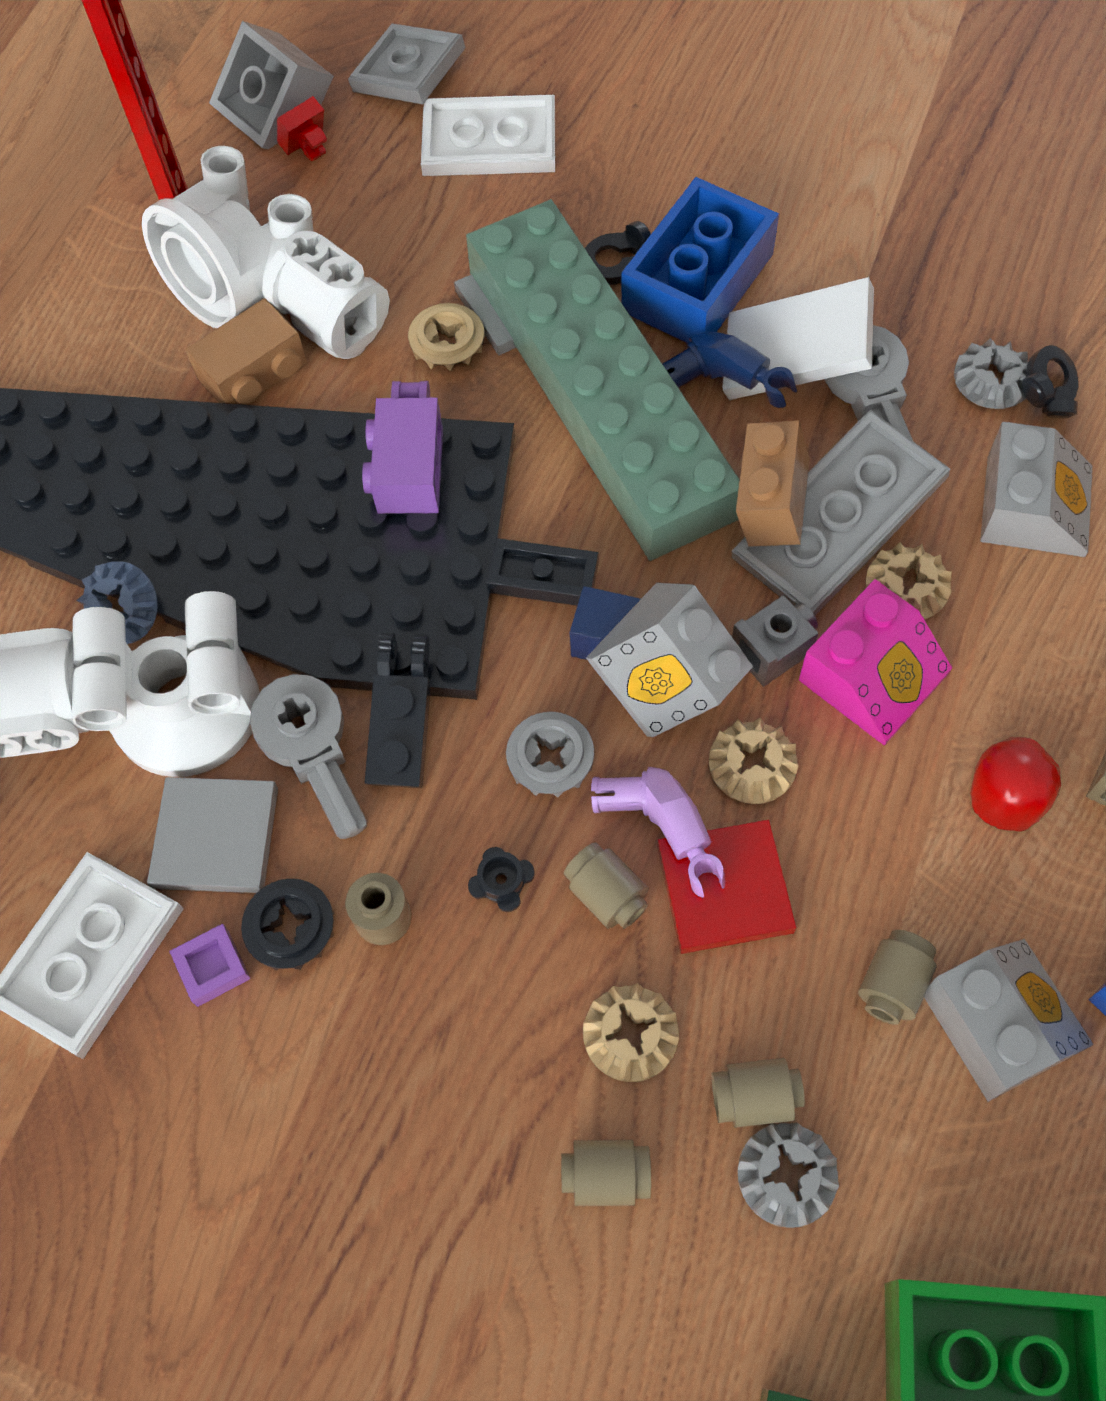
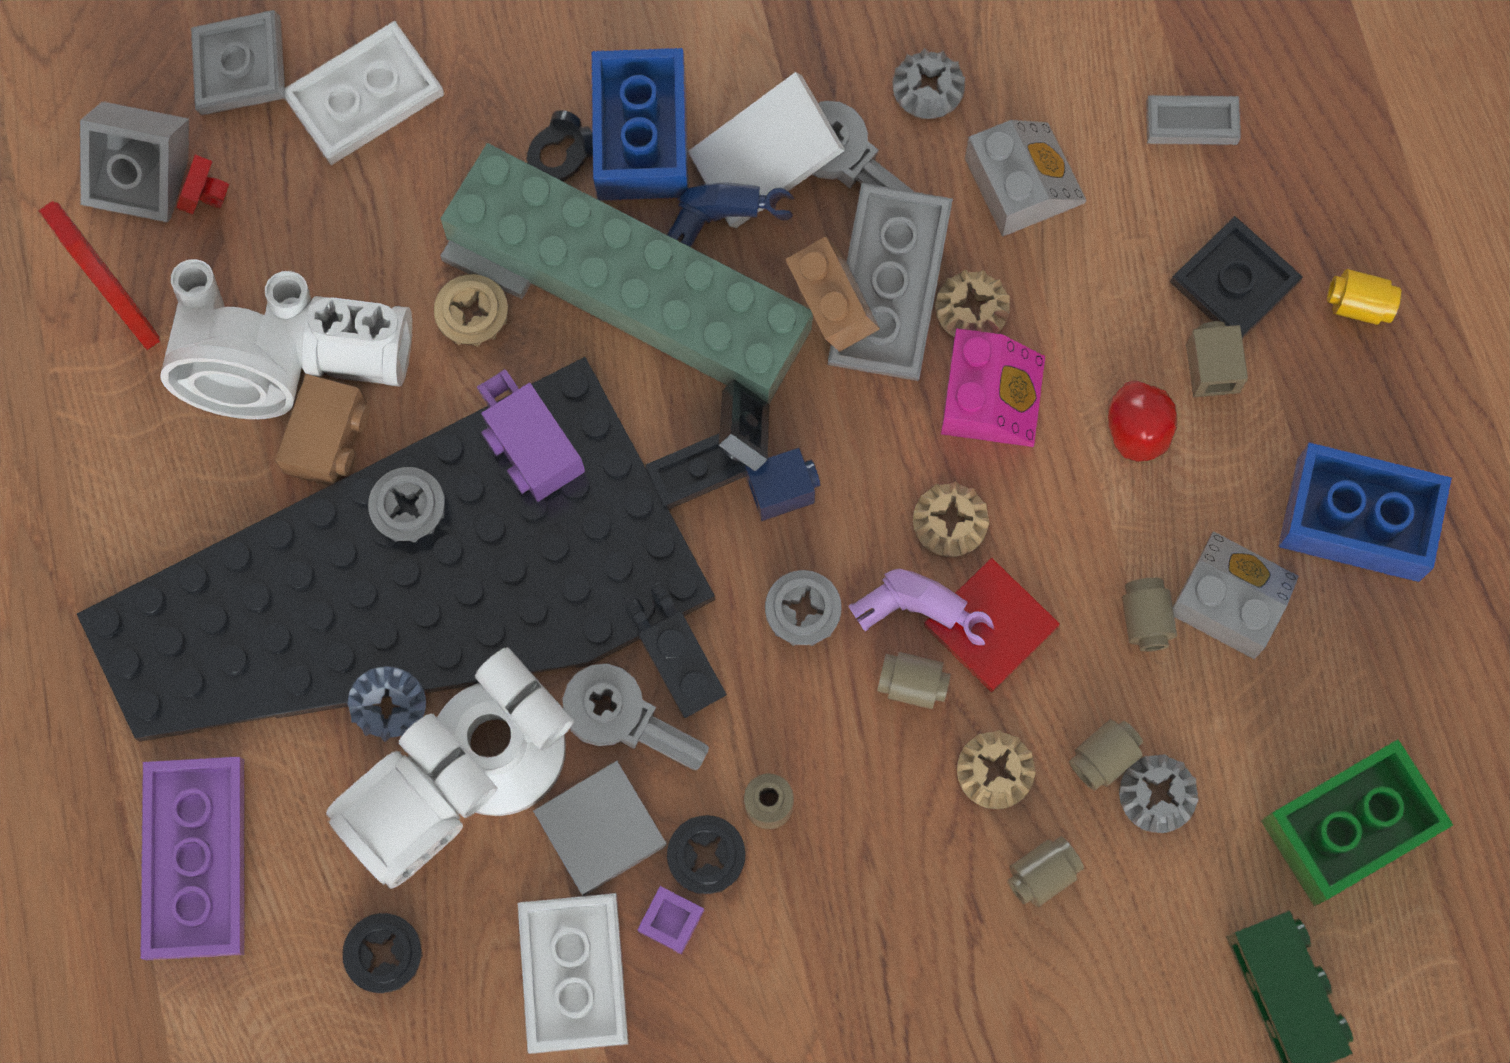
camera: 35 degrees left, 10 degrees up
(244, 440) = (407, 483): none -> light grey gear
(497, 863) = (840, 710): black plate -> none
(607, 551) = (744, 425): none -> black plate
(669, 658) = (848, 483): light grey slope -> none
(772, 651) = (904, 429): flat silver brick -> none
(1039, 389) = (988, 84): black piece -> none

